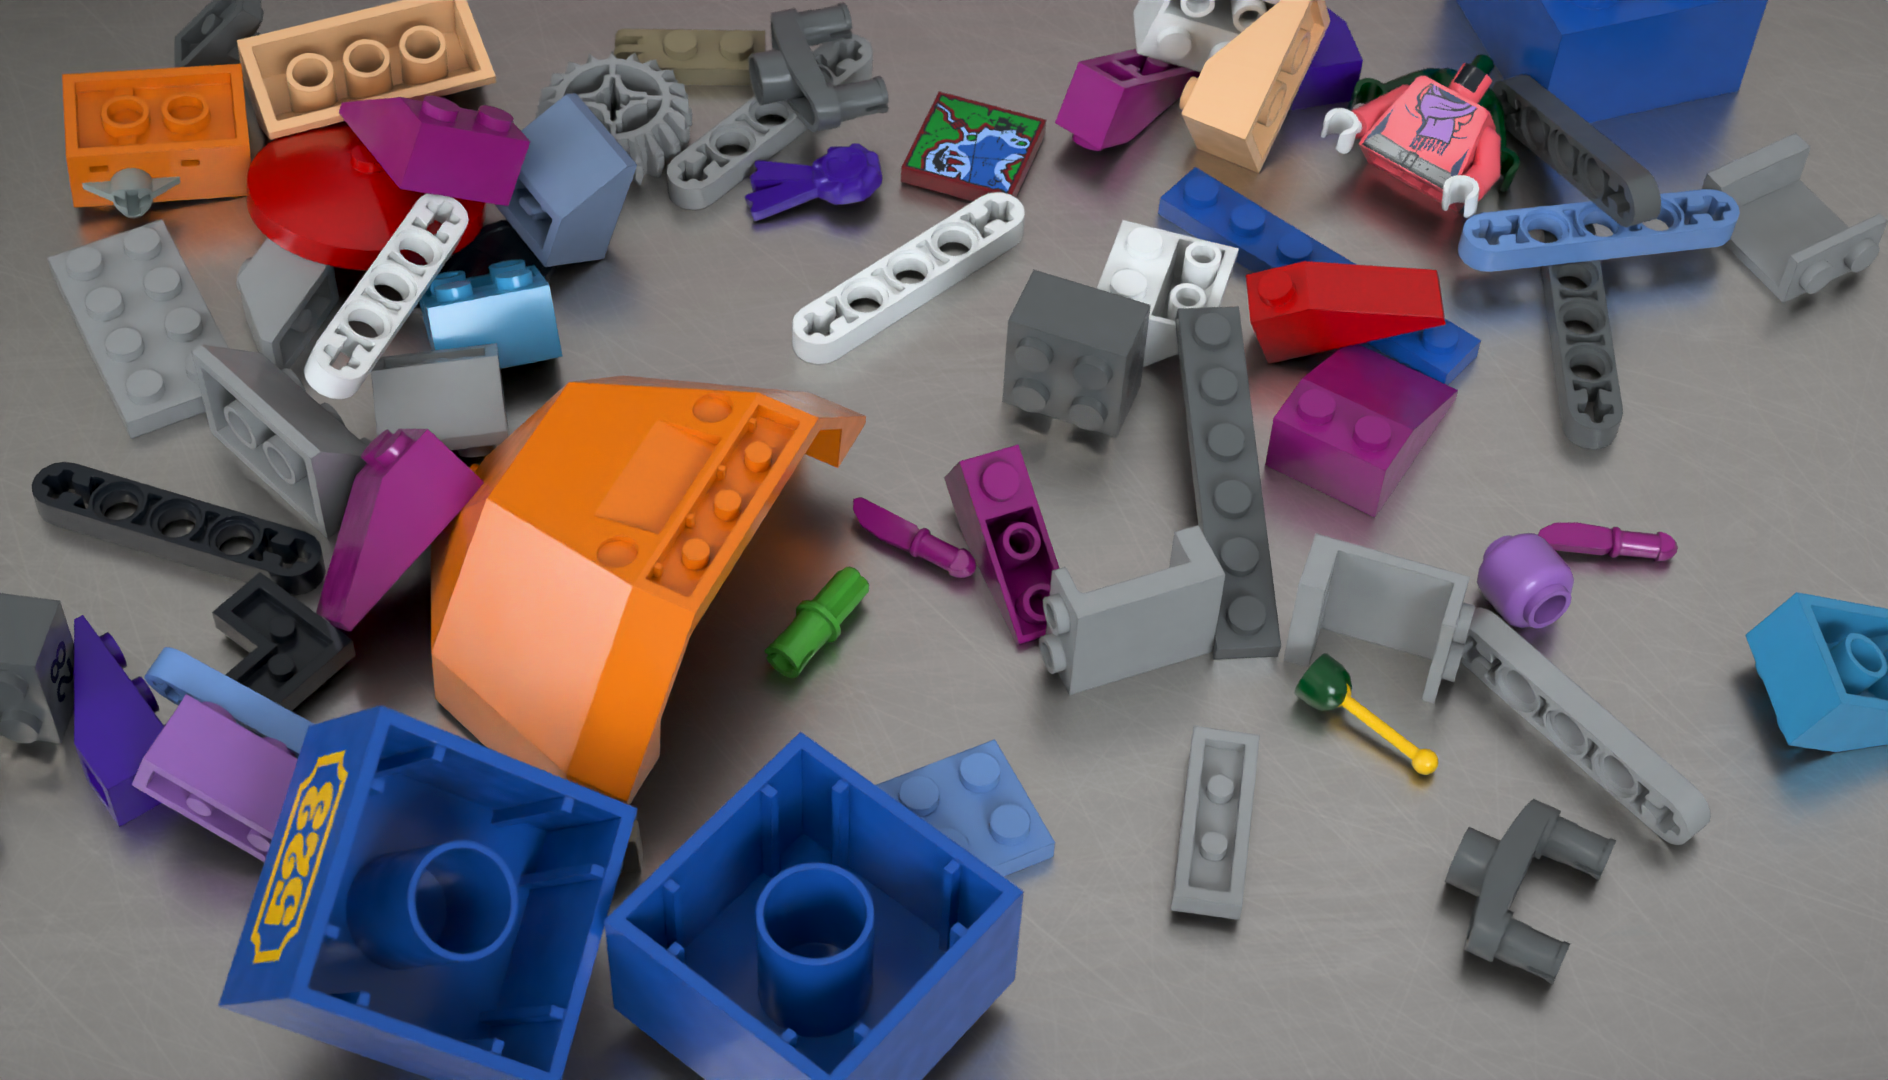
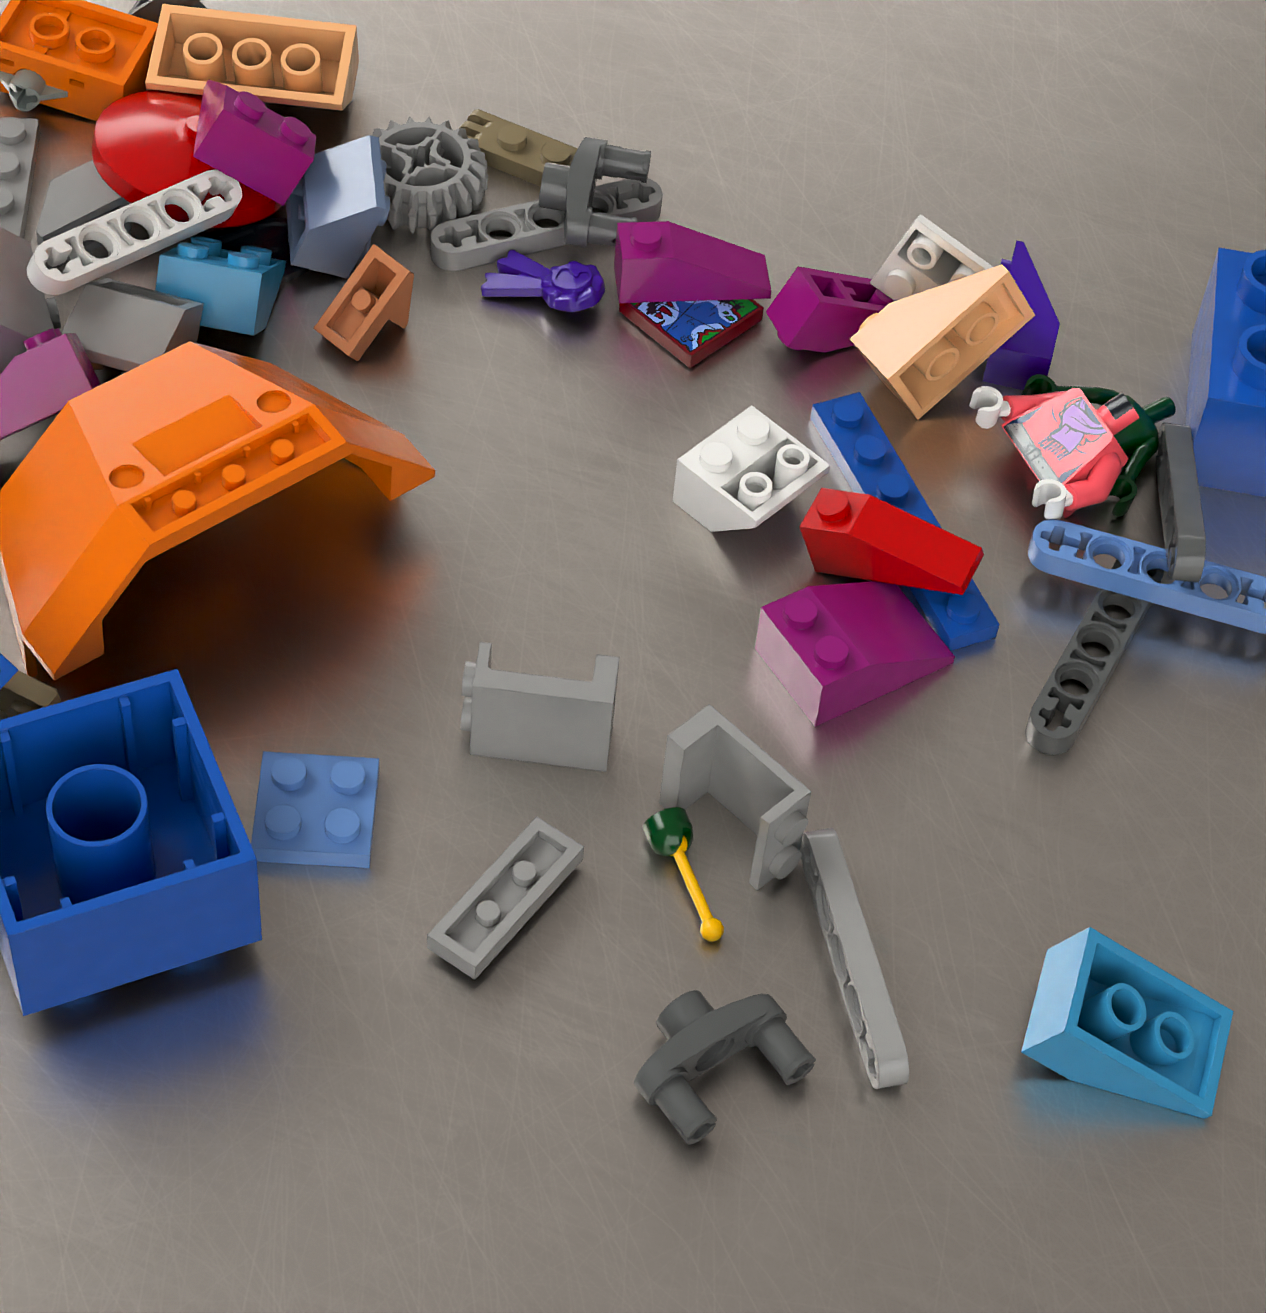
camera: 25 degrees right, 0 degrees up
(659, 273) = (371, 296): none -> nougat slope
(817, 622) = (309, 613): bright green axle -> none
(900, 298) = (550, 400): white beam -> none
(906, 536) = (429, 585): magenta piece -> none
(947, 108) = (681, 264): none -> magenta slope
(1006, 536) = (498, 601): magenta slope -> none
(1075, 353) = (641, 492): dark grey brick -> none
(1228, 478) = (695, 640): dark grey plate -> none
(1525, 580) = (890, 825): medium lavender head -> none
(1601, 540) = (988, 825): magenta piece -> none

